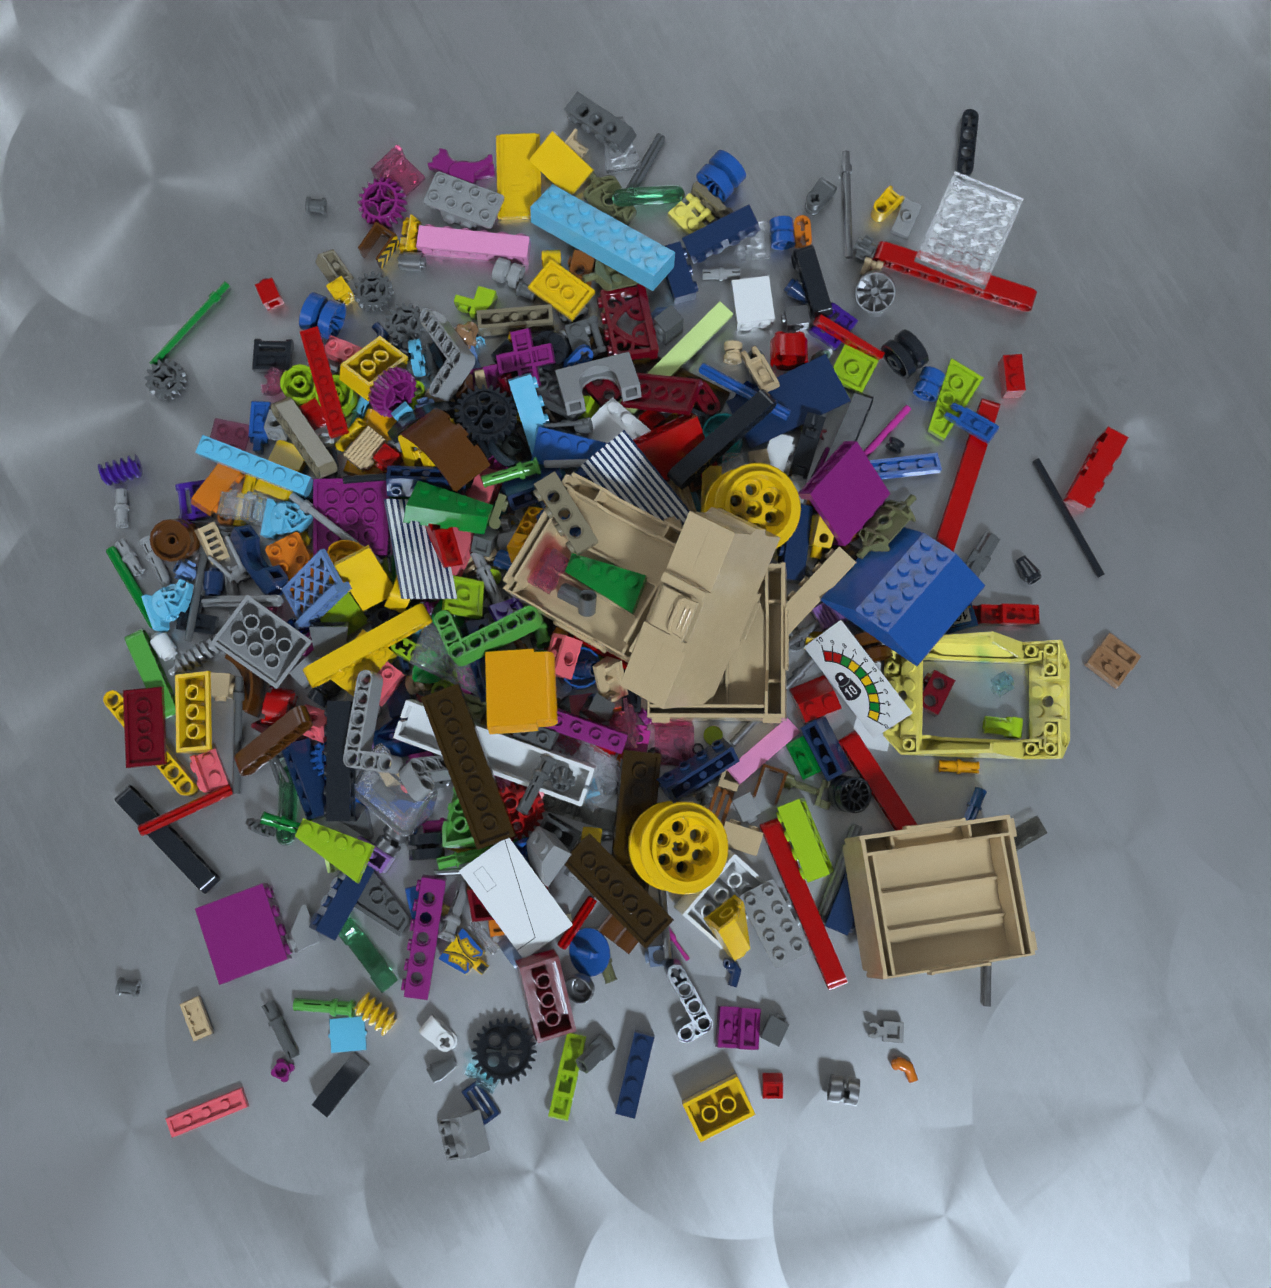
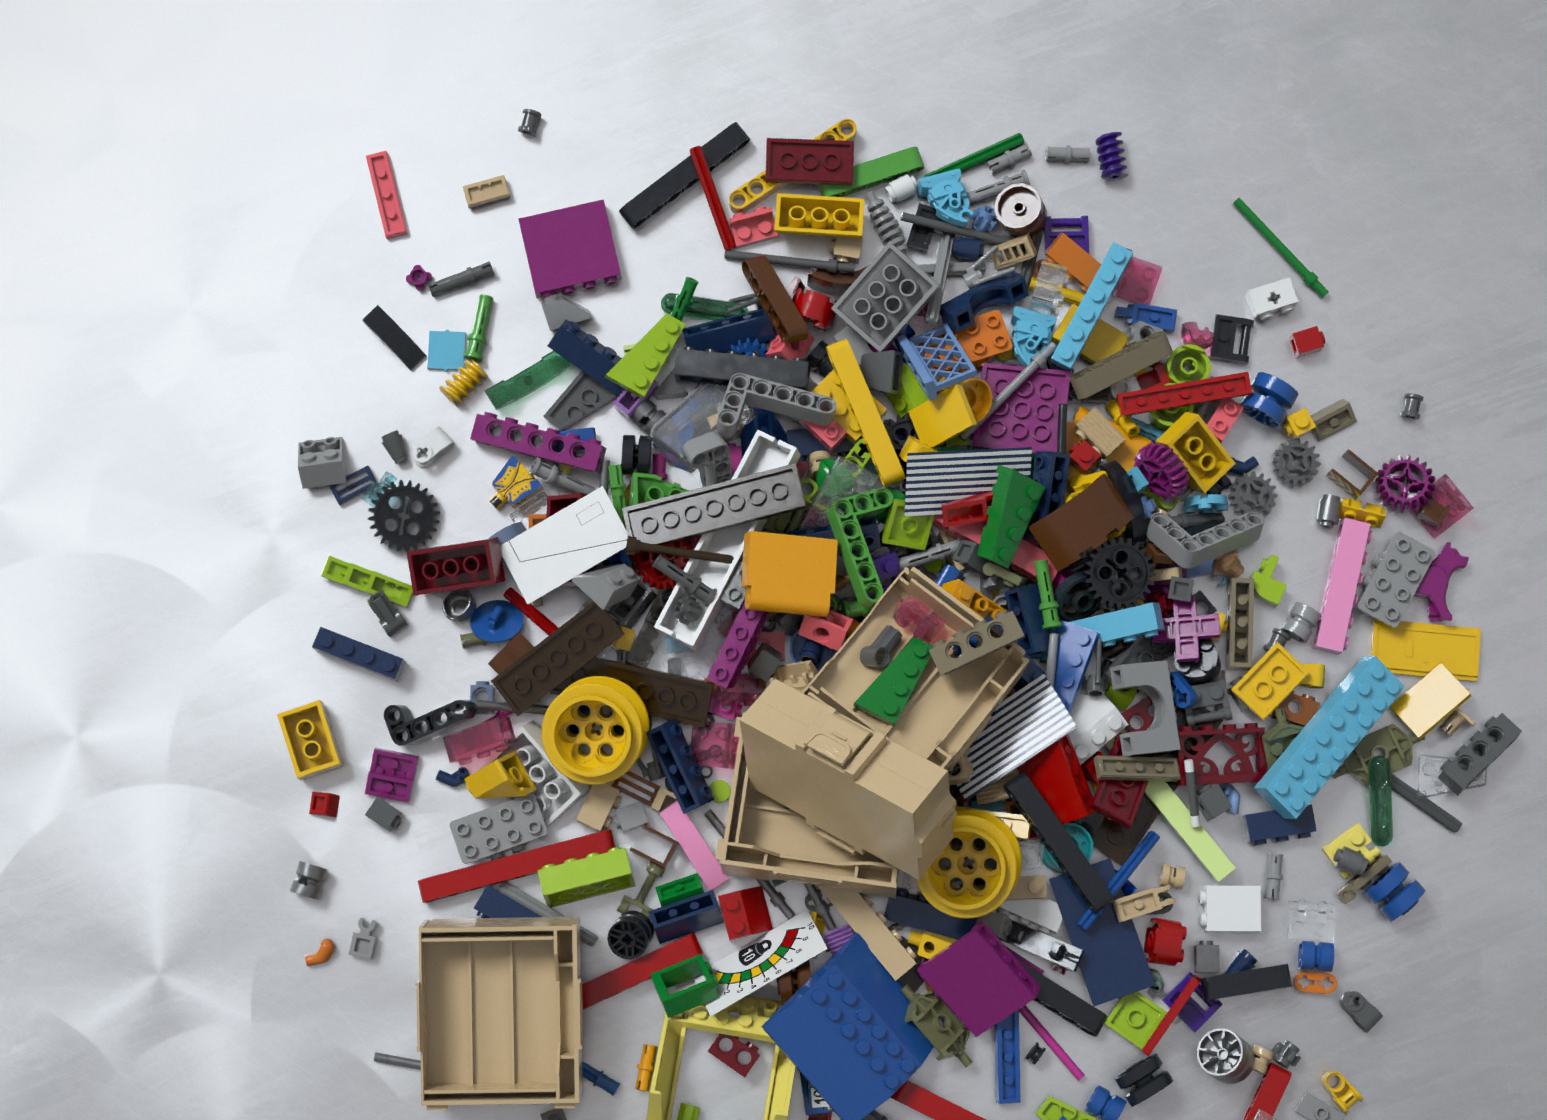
camera: 90 degrees right, 0 degrees up
(172, 382) = (1223, 215): dark grey gear -> none
(236, 335) = (1280, 290): none -> white brick
(261, 829) = (678, 280): dark grey gear -> none
(405, 176) = (1433, 513): none -> reddish brown panel
(492, 365) = (1181, 589): none -> dark grey tile
(511, 832) = (634, 546): none -> dark brown piece
(650, 384) = (1137, 768): none -> dark tan tile
(663, 339) = (1192, 793): none -> dark grey bar
(699, 951) = (479, 740): none -> clear pink brick
(701, 211) = (1350, 861): none -> flat silver brick
(708, 399) = (1116, 836): dark red plate -> none
(721, 234) = (1320, 882): dark blue brick -> none
(846, 170) = (1390, 1048): flat silver bar -> none
(897, 731) = (691, 996): none -> green window

